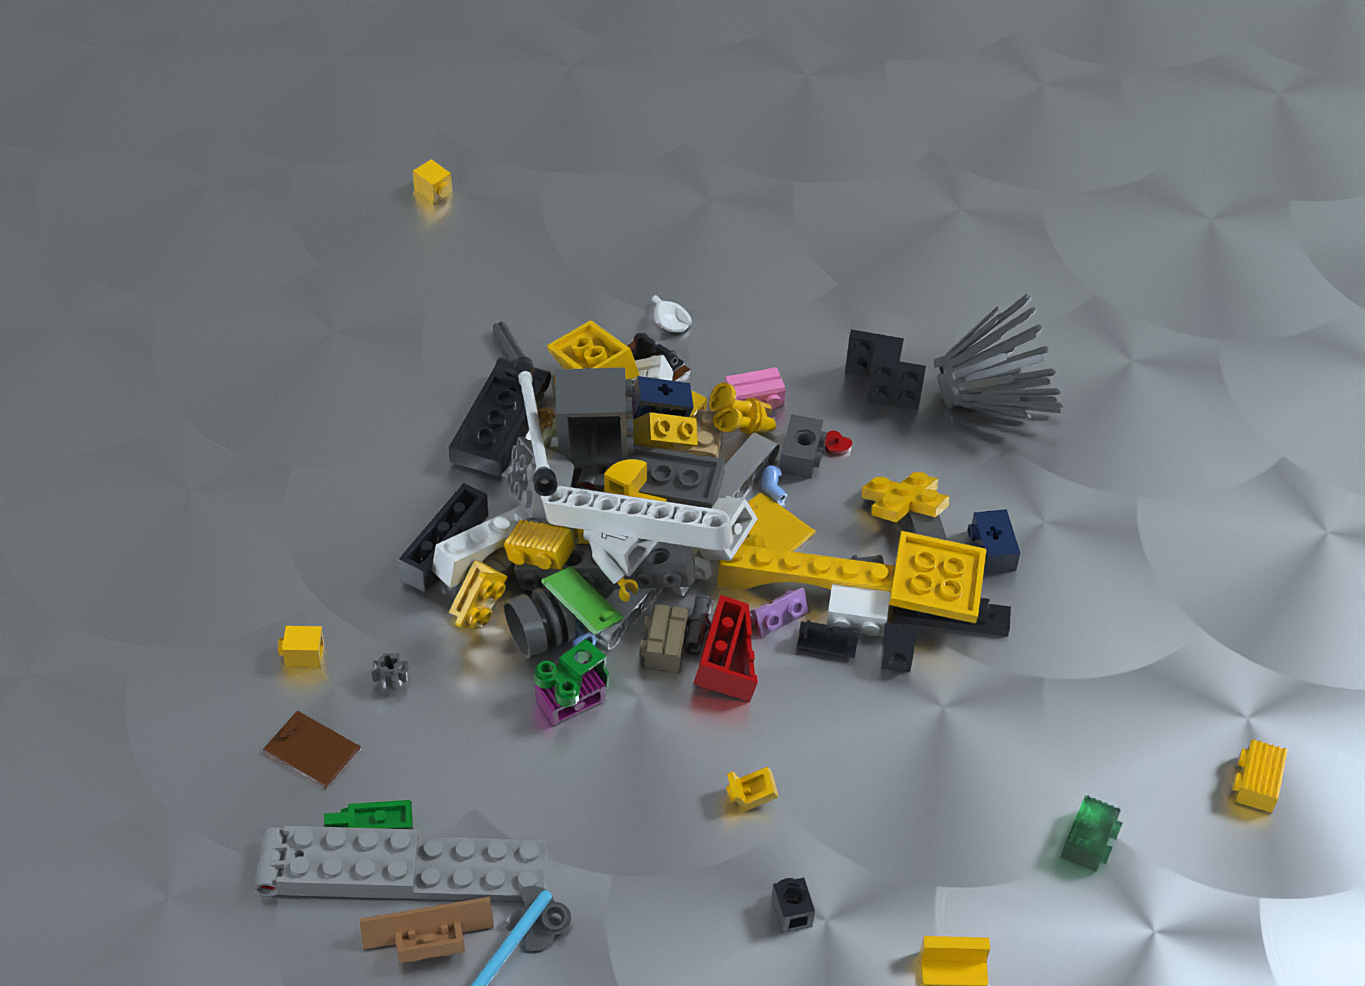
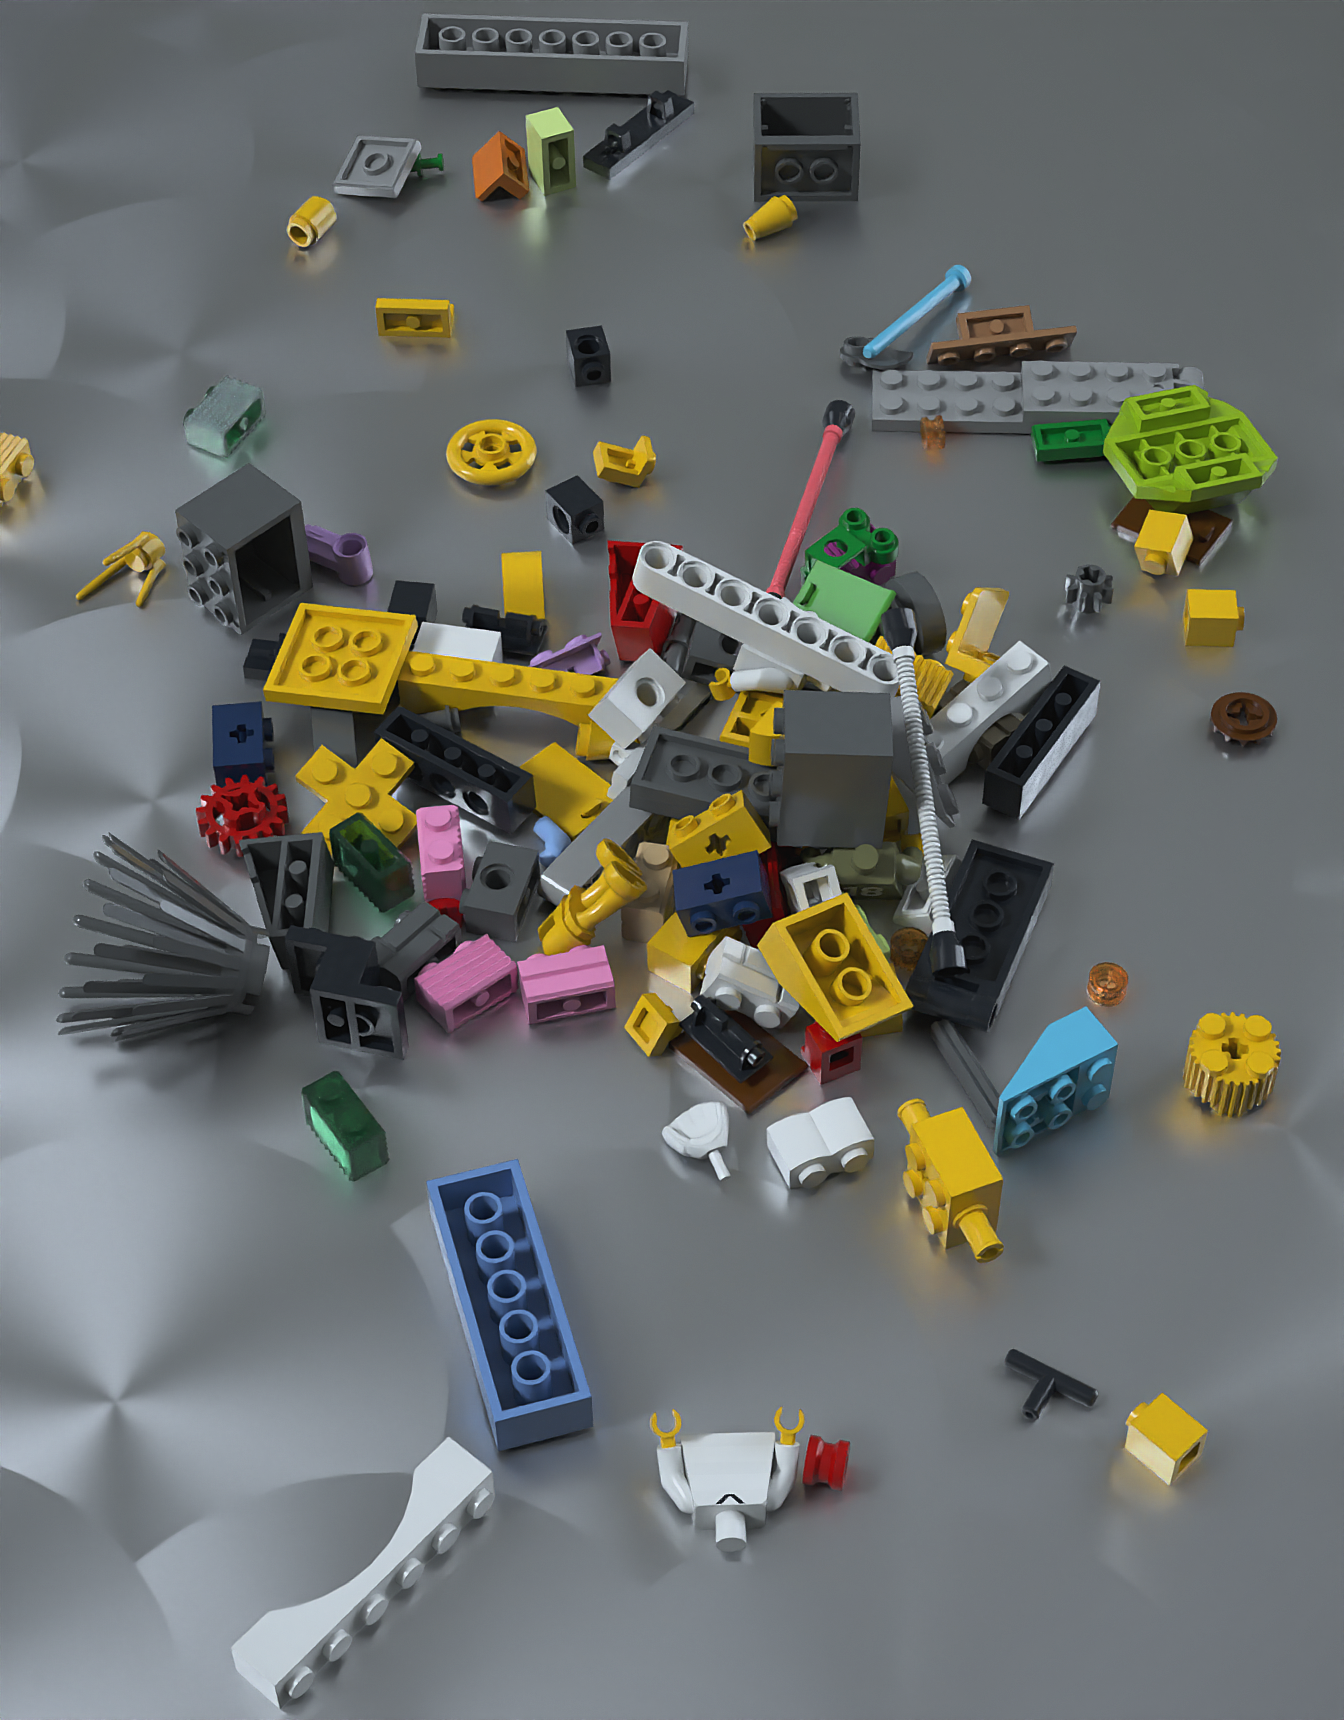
camera: 175 degrees left, 0 degrees up
(282, 743) = (1187, 451): none -> lime piece
(290, 566) = (1258, 714): none -> reddish brown gear
(325, 702) = (1163, 543): none -> yellow brick
(359, 343) = (1232, 1062): none -> yellow brick
(423, 407) = (1107, 996): none -> clear orange bush
(466, 323) = (1058, 1079): none -> medium azure slope
(488, 212) = (1047, 1383): none -> black piece
(497, 824) = (931, 432): none -> clear orange bush
(530, 276) = (953, 1179): none -> yellow brick
(576, 834) = (836, 423): none -> coral hose
(602, 172) = (826, 1463): none -> red wheel
(604, 307) = (820, 1143): none -> white brick
(650, 165) = (728, 1477): none -> white torso
(698, 369) = (652, 1024): none -> yellow tile
(768, 228) = (509, 1305): none -> medium blue brick
(786, 740) = (575, 509): none -> black brick
(815, 391) = (466, 982): none -> bright pink brick
(819, 667) = (523, 583): none -> yellow brick
(843, 465) = (441, 852): none -> bright pink brick
(844, 515) = (460, 770): none -> black brick
(845, 111) = (295, 1642): none -> white arch
(852, 409) = (412, 943): none -> dark grey brick
(861, 783) = (491, 452): none -> yellow plate
(870, 311) = (344, 1126): none -> clear green brick
(887, 452) = (371, 862): none -> clear green brick
(933, 435) = (291, 884): none -> dark grey wedge
(958, 696) = (343, 553): none -> lavender piece
(979, 492) = (241, 813): none -> red gear
(1030, 658) = (244, 548): none -> dark grey container
(1114, 701) = (140, 555): none -> yellow plant

